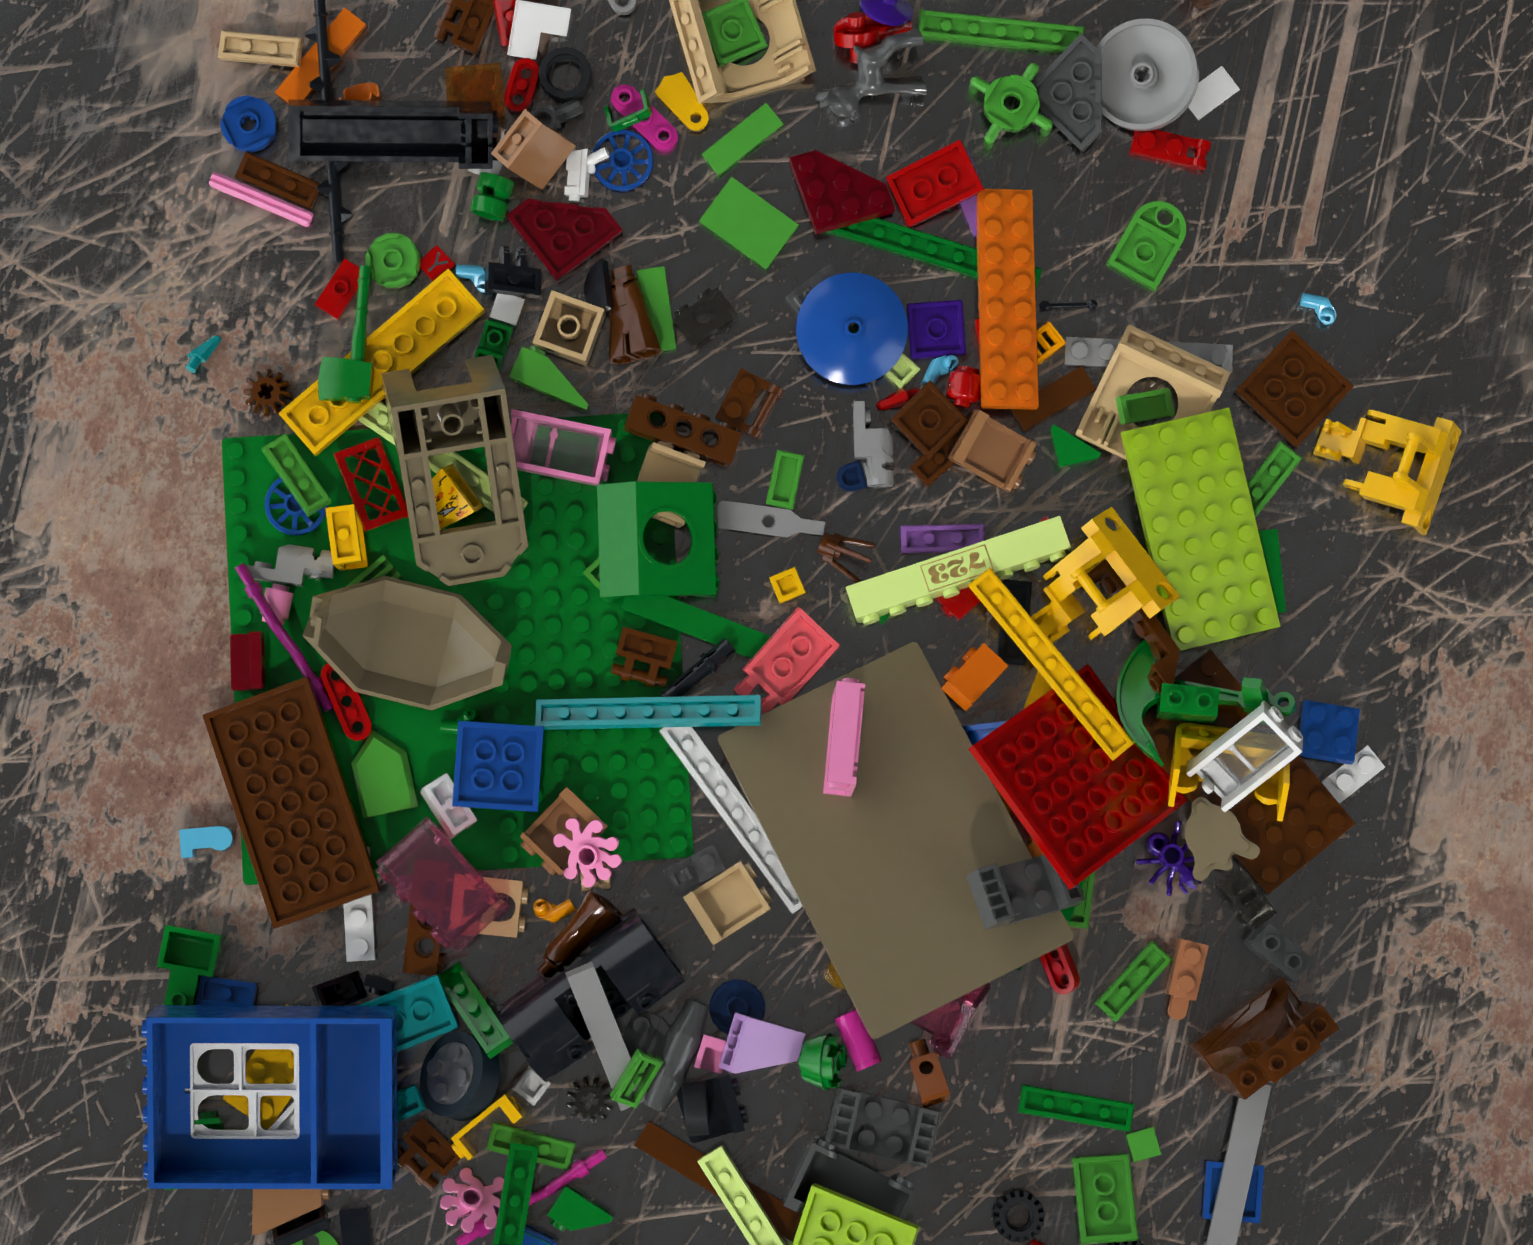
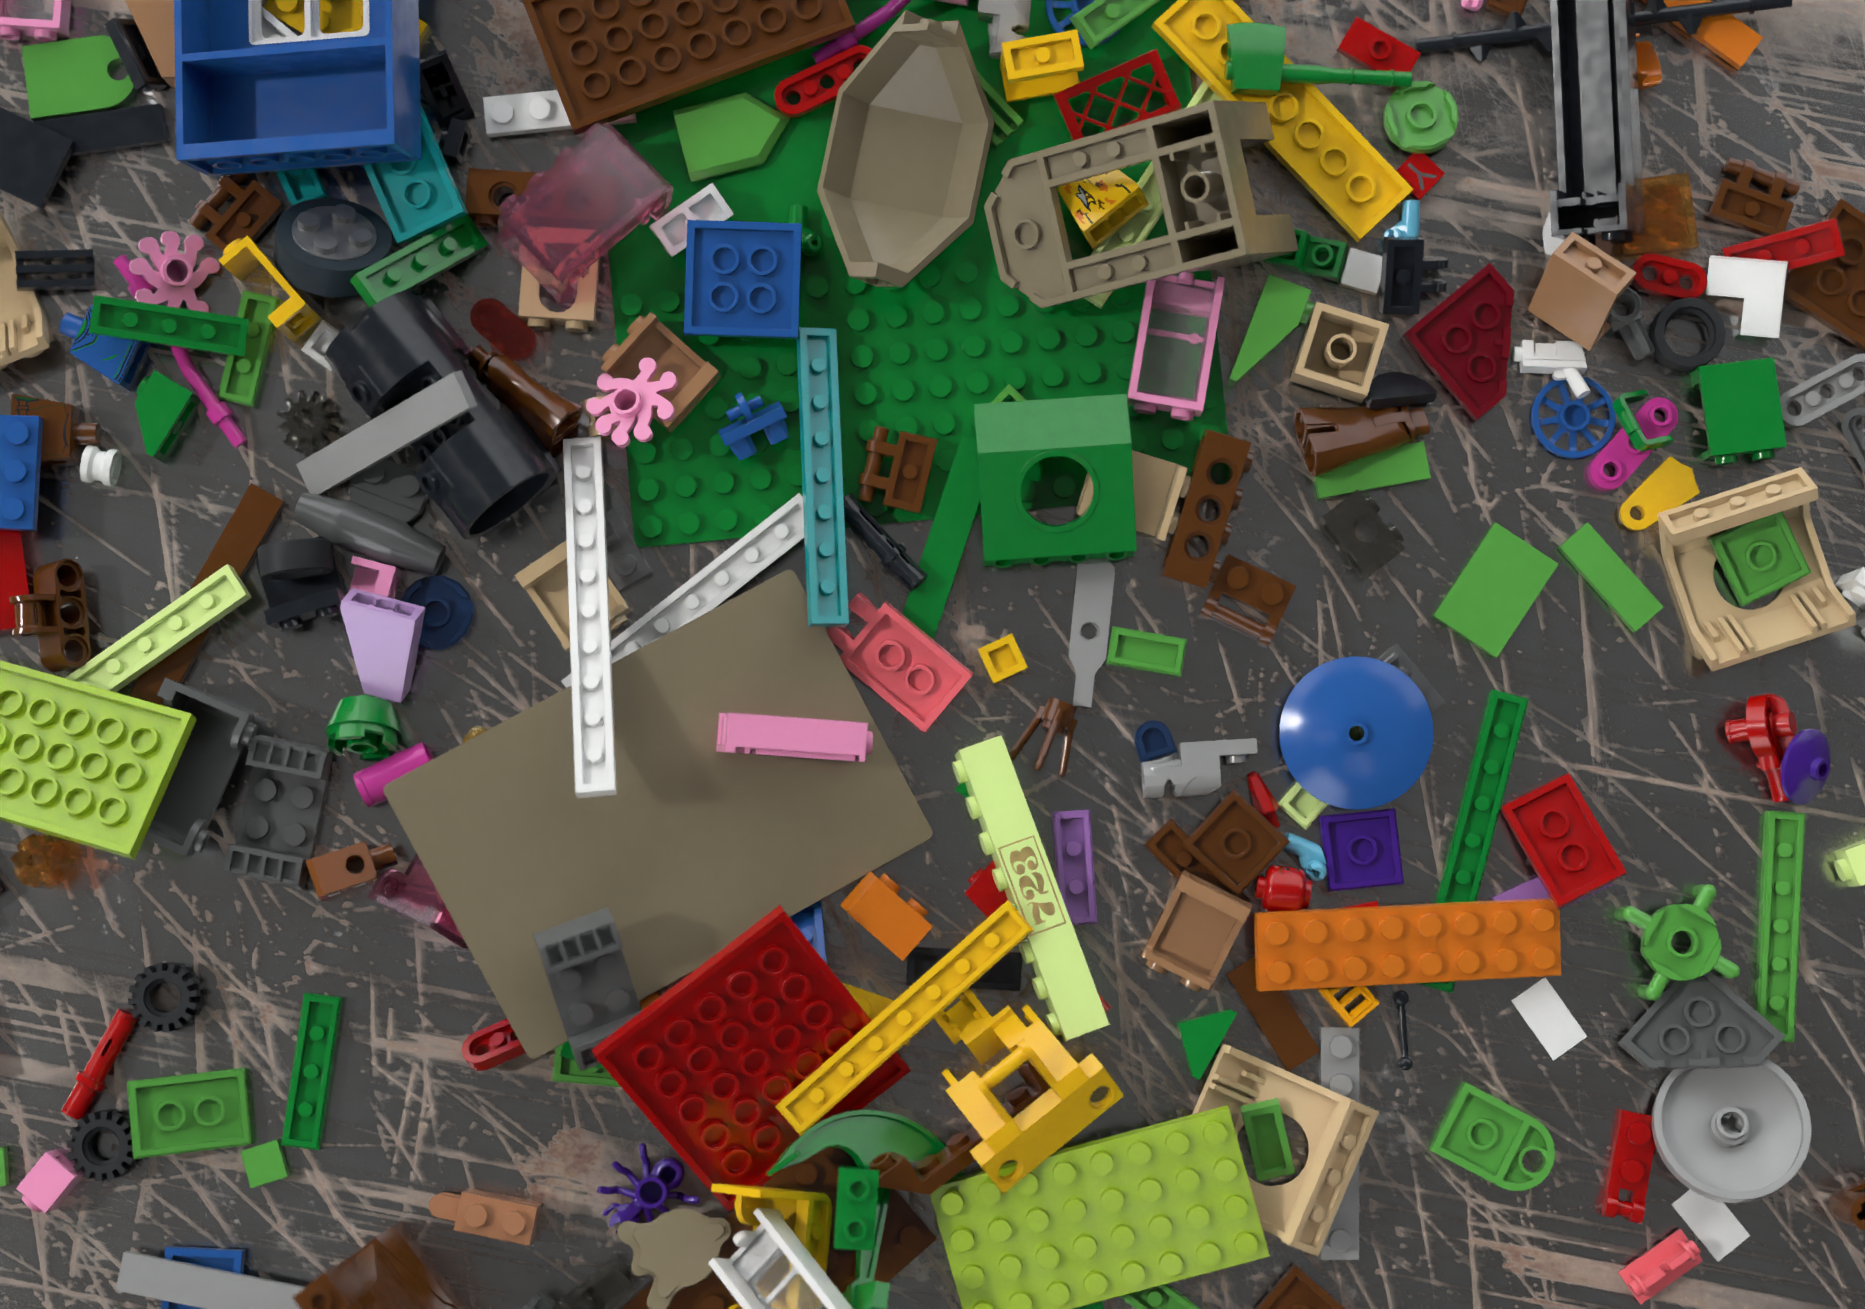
camera: 90 degrees right, 0 degrees up
(491, 206) = (1514, 242): green wheel -> none
(524, 952) = (503, 329): none -> clear red tile
(552, 912) = (556, 364): light orange arm -> none
(602, 765) = (738, 433): none -> blue hips
(623, 39) = (1740, 410): none -> green panel
(632, 1076) = (337, 474): bright green tile -> none
(749, 885) = (589, 618): none -> white plate
(838, 193) = (1543, 709): dark red plate -> none
(871, 82) = (1674, 713): dark grey animal -> none
(1062, 200) = (1549, 1018): none -> white sticker
(1133, 981) = (483, 1144): bright green tile -> none
(1242, 130) = (1660, 1266): none -> coral hinge

